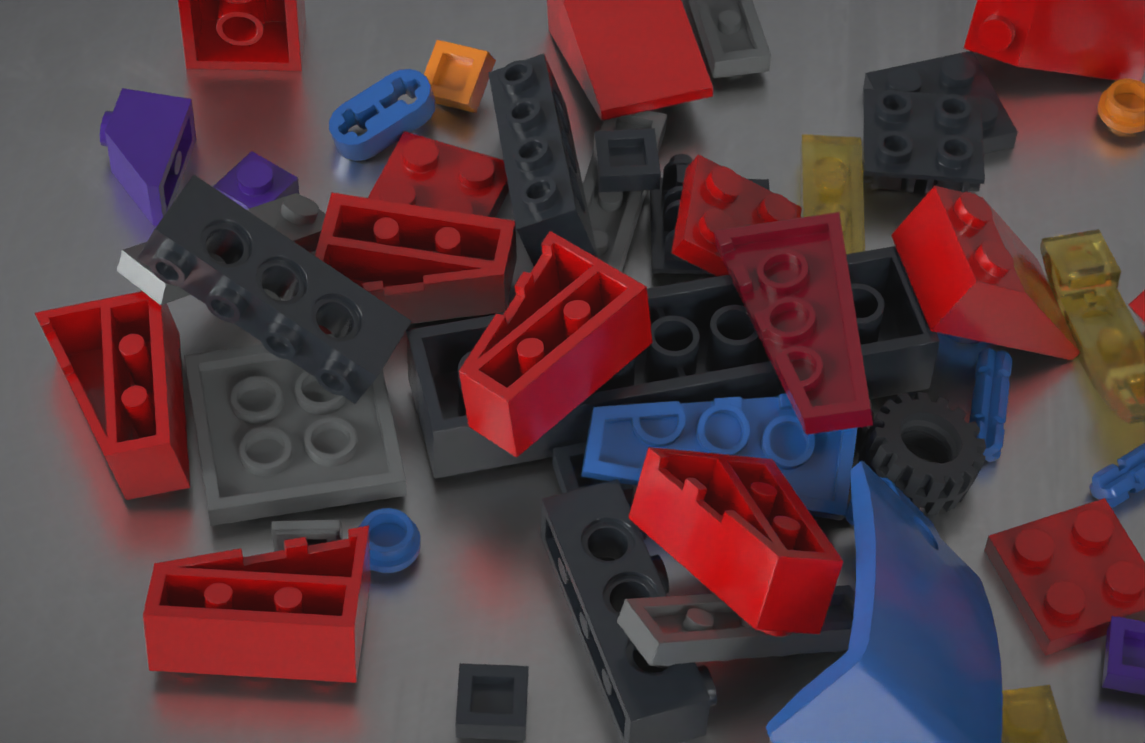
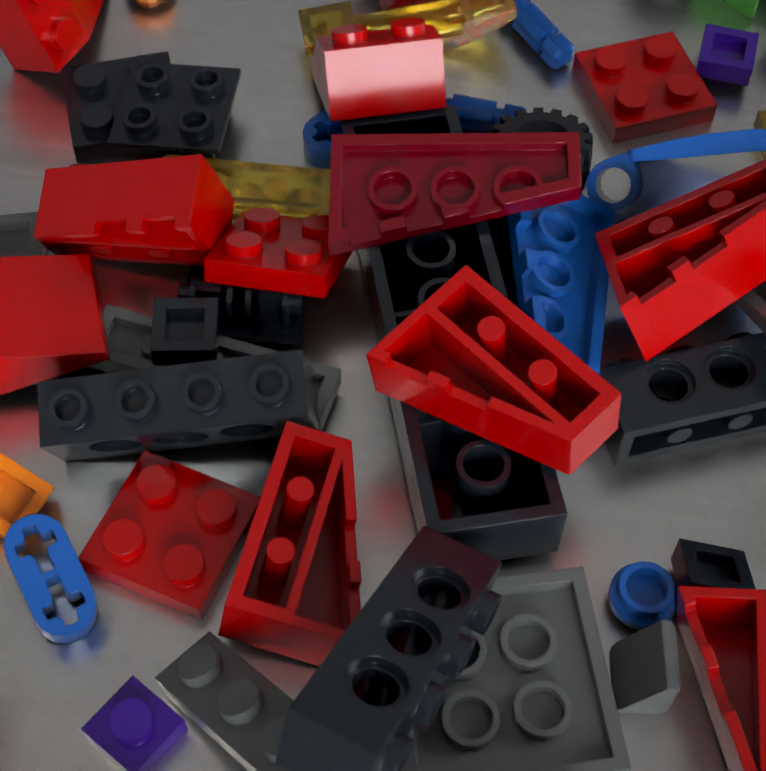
camera: 85 degrees left, 5 degrees up
(403, 590) = (710, 566): none -> black plate
(762, 111) = (135, 210): none -> red wedge

